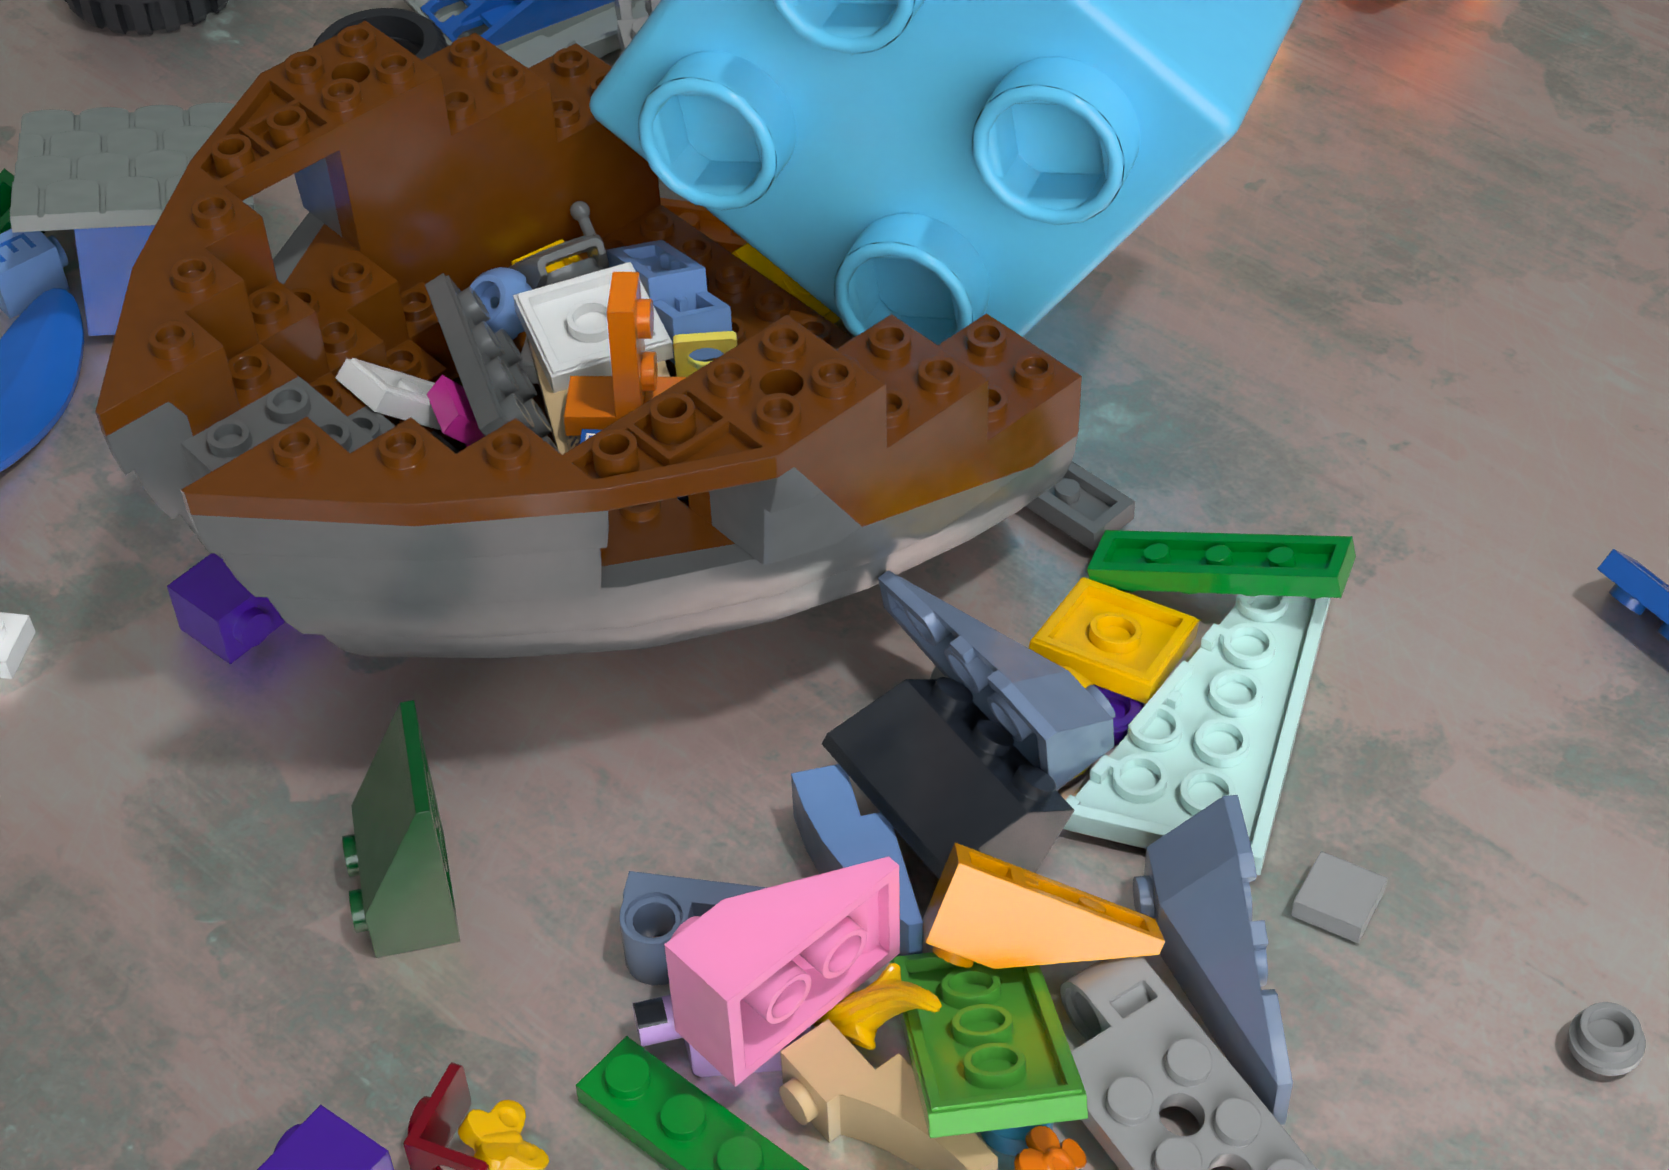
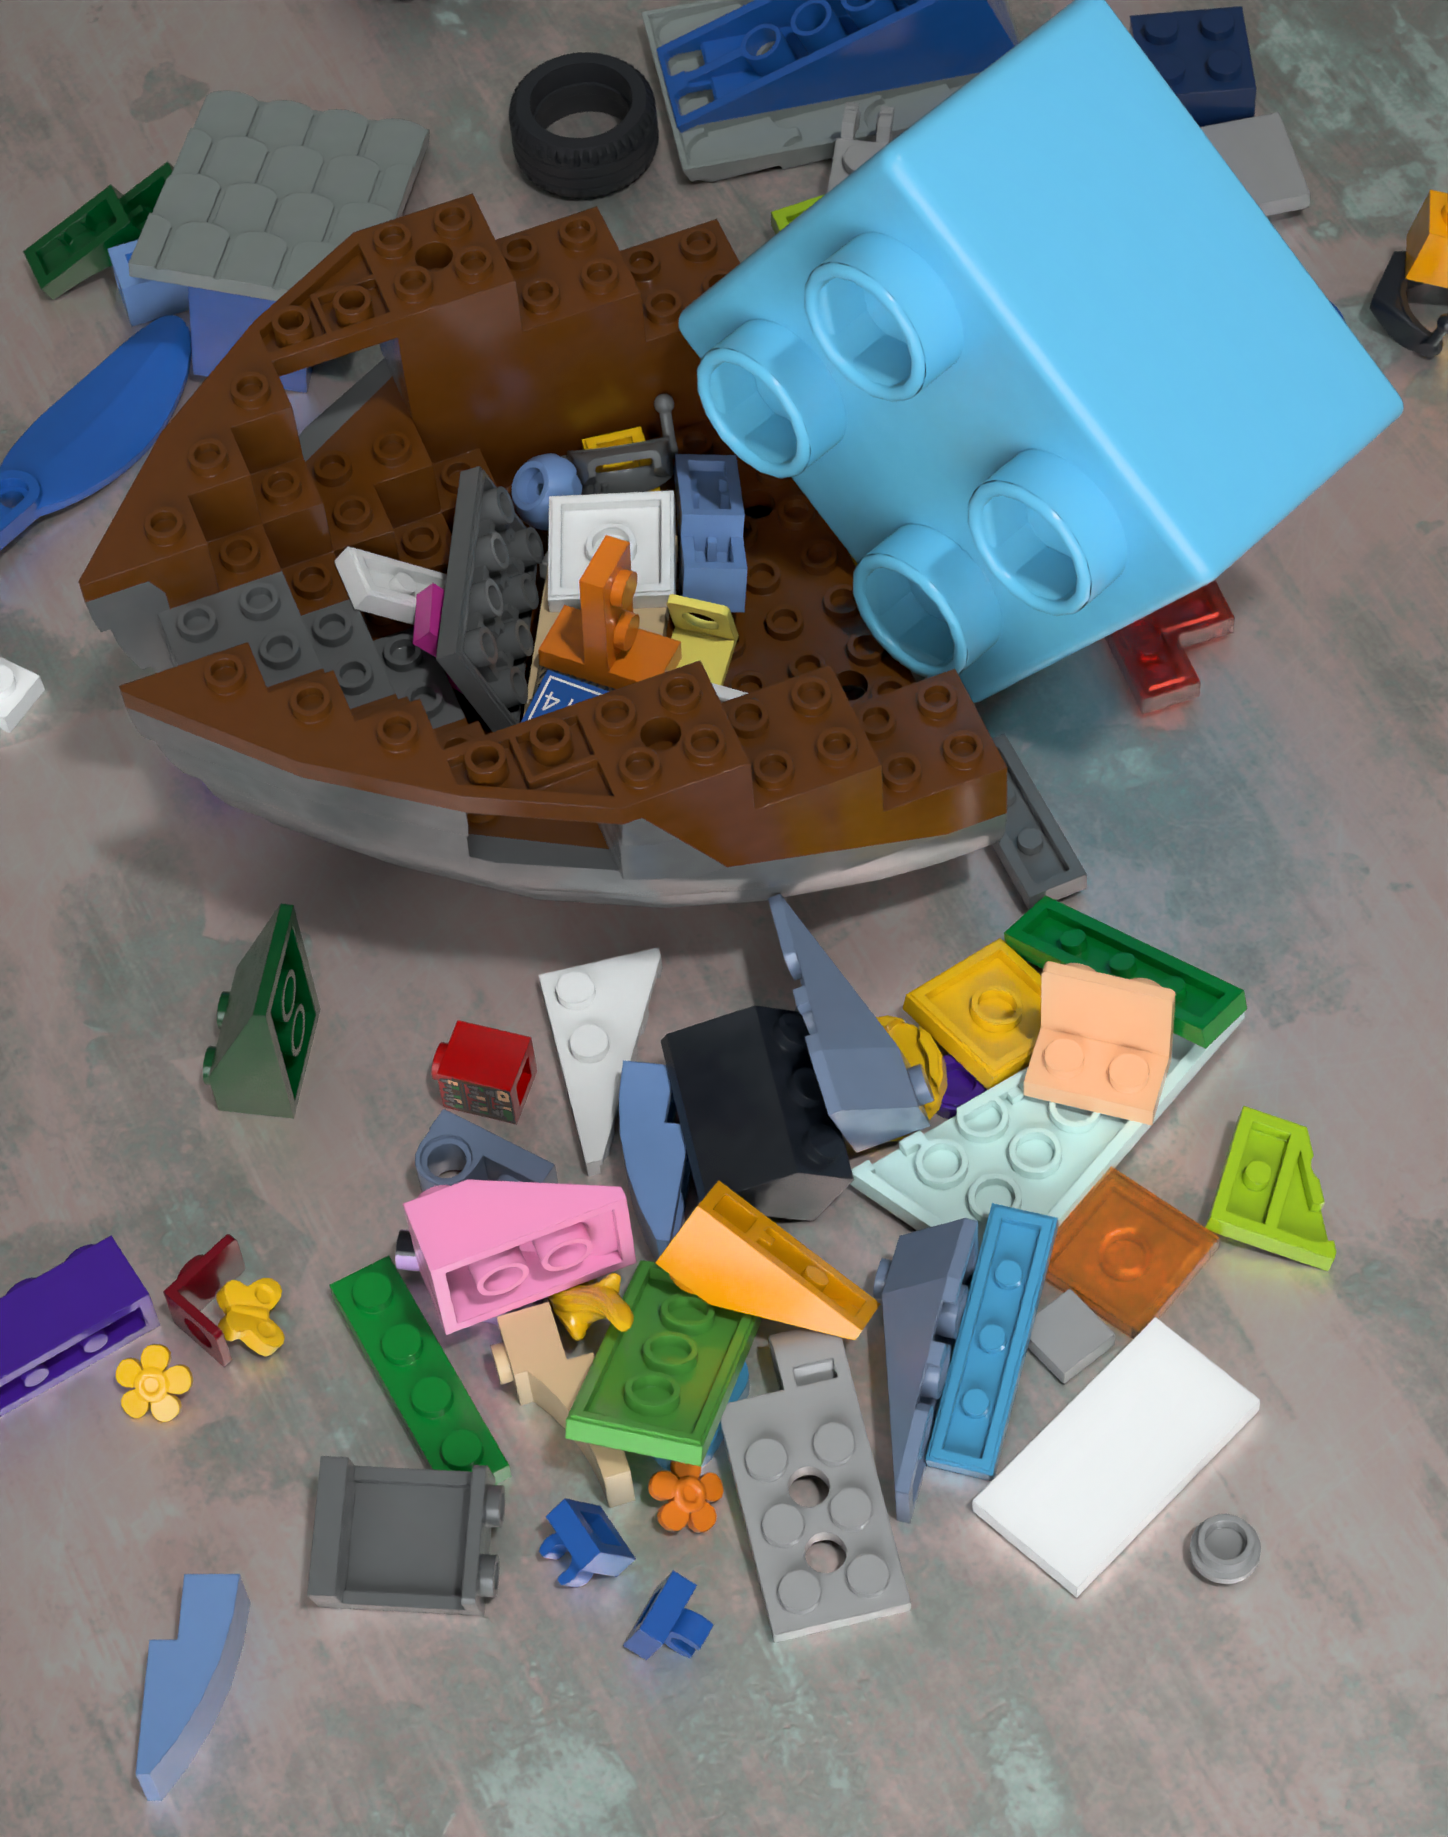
camera: 25 degrees right, 10 degrees up
(647, 830) = (485, 1071): none -> red brick
(739, 769) = (595, 1025): none -> white wing
(1089, 316) = (1153, 647): none -> clear red plate
(1244, 616) = (1102, 1042): none -> light nougat bracket
(1288, 904) = (992, 1342): none -> dark azure tile
(1350, 806) = (1128, 1253): none -> clear orange tile
(1449, 994) = (1115, 1456): none -> white tile
(1450, 712) = (1271, 1192): none -> lime wing

